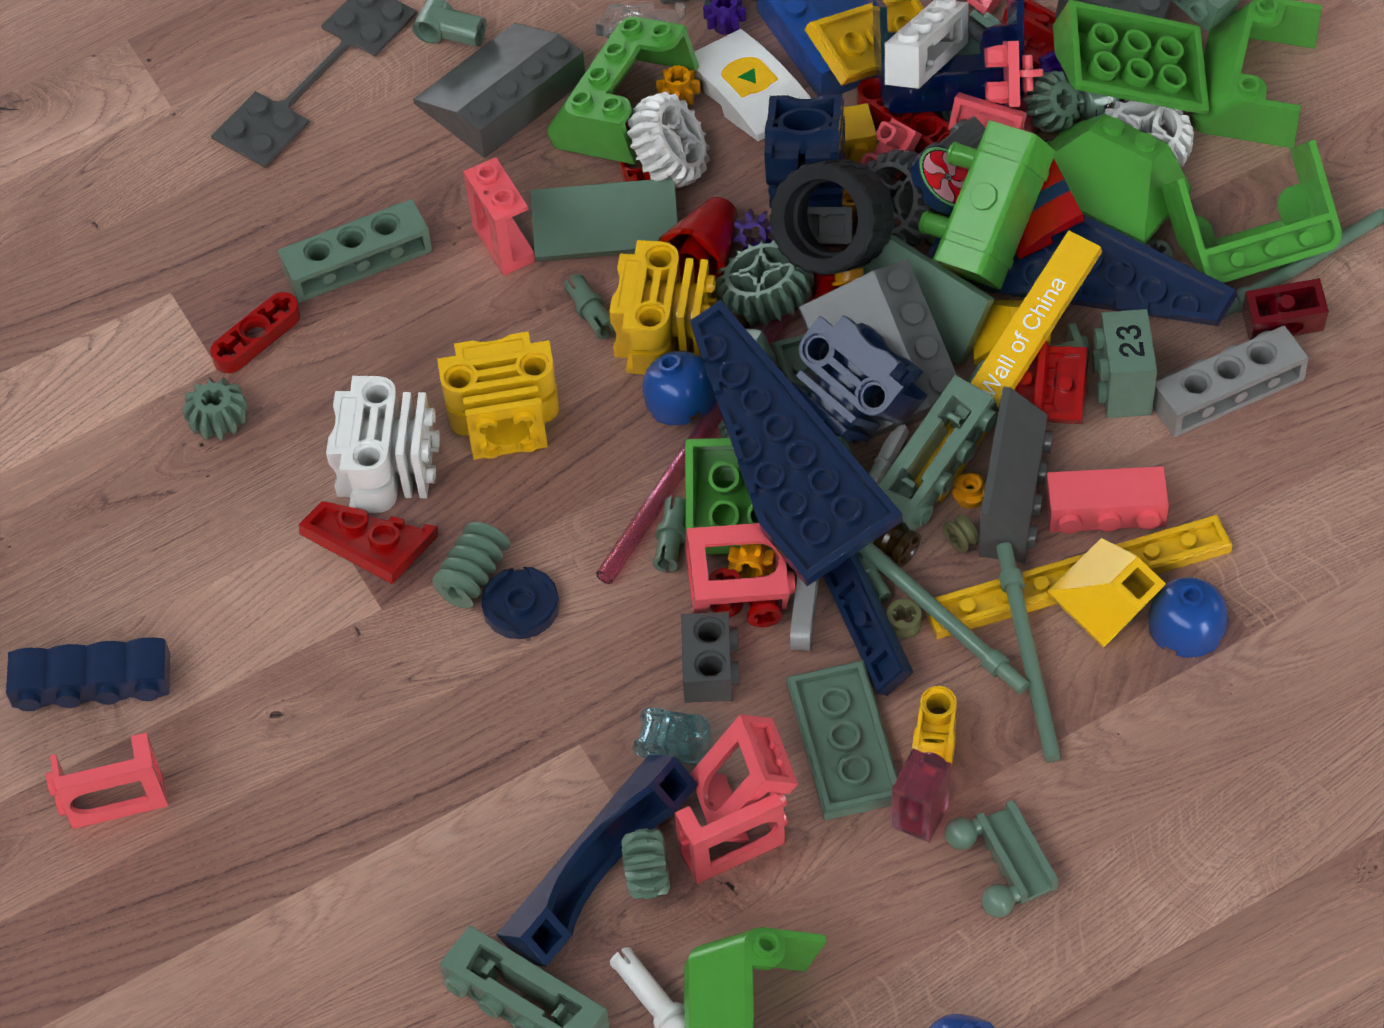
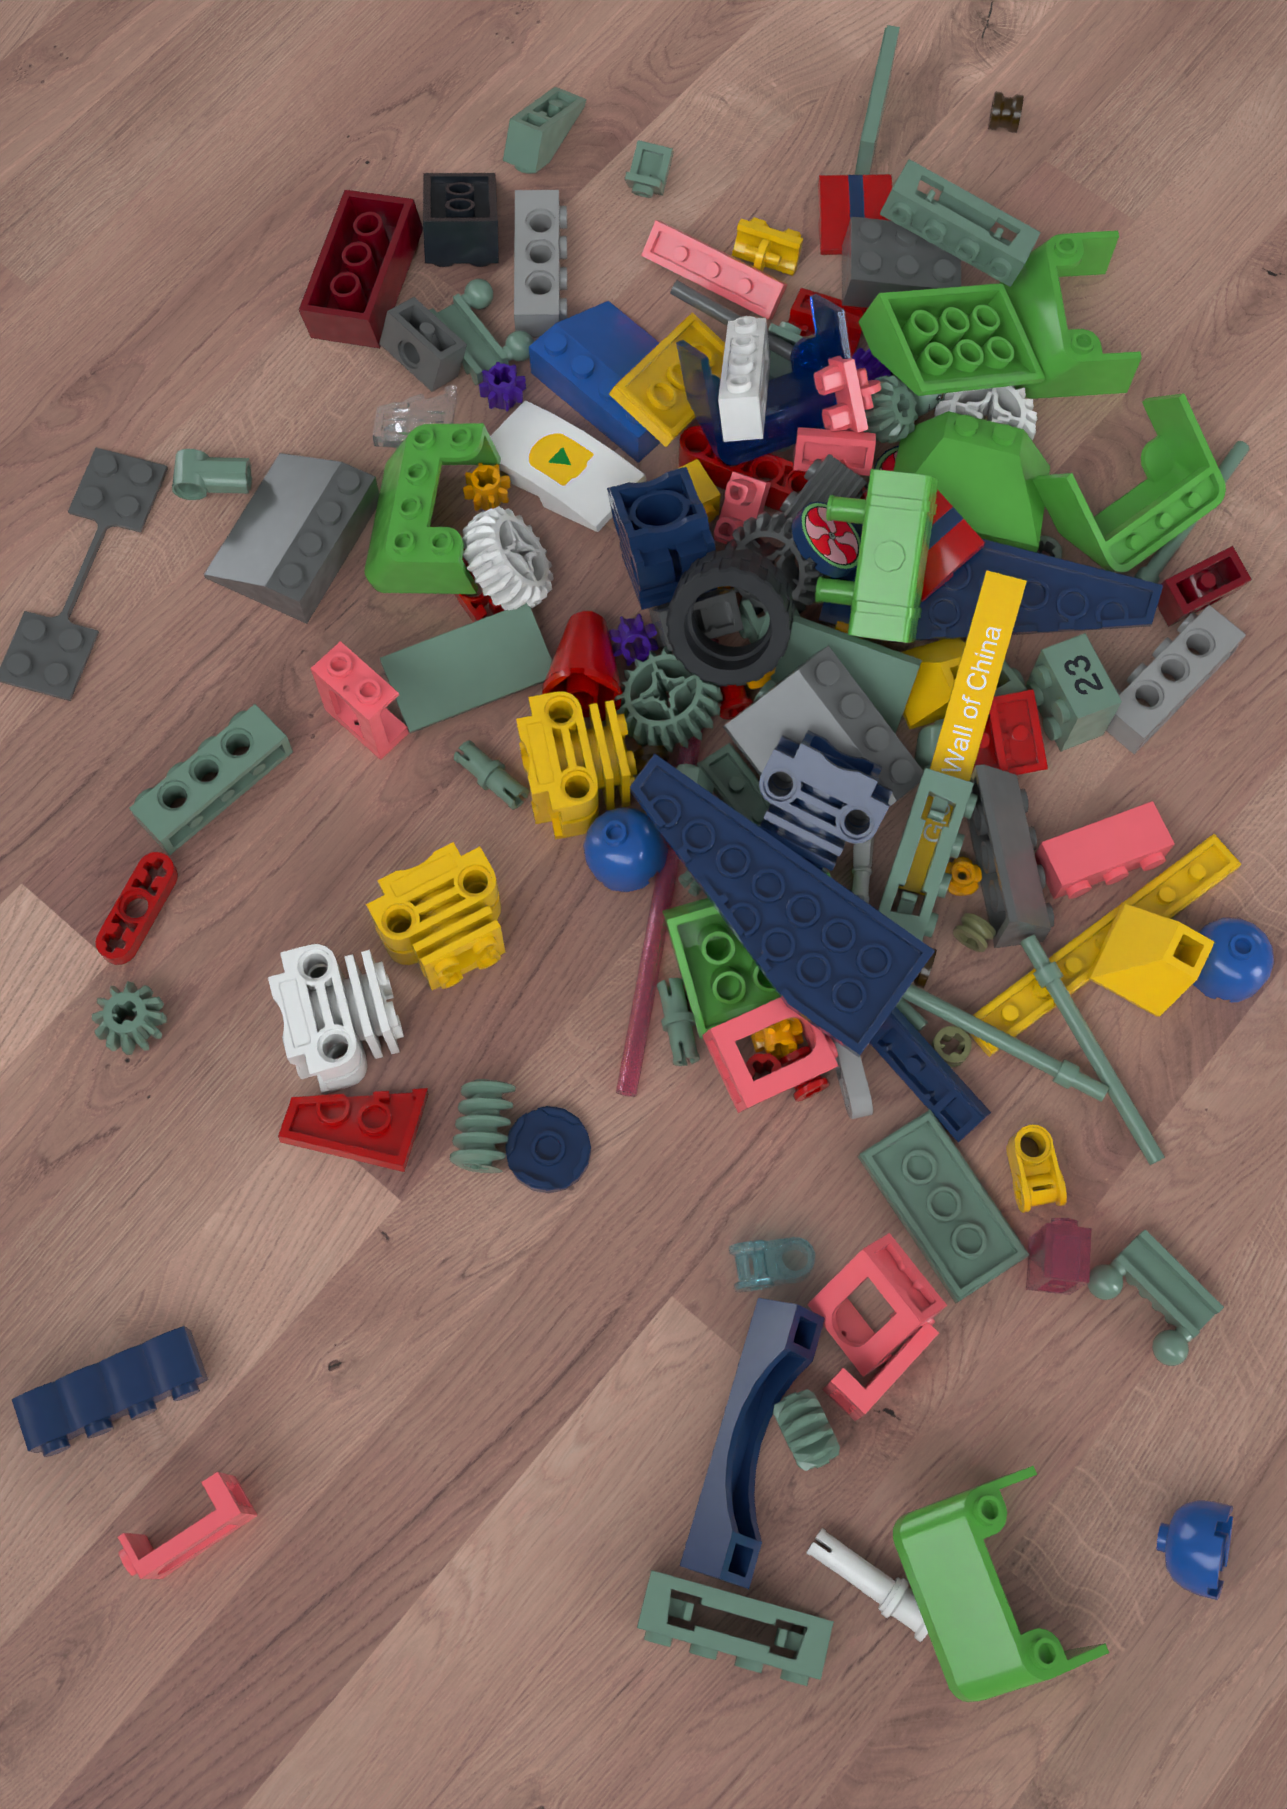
camera: 25 degrees left, 15 degrees up
(706, 657) = (763, 1160): dark grey brick -> none

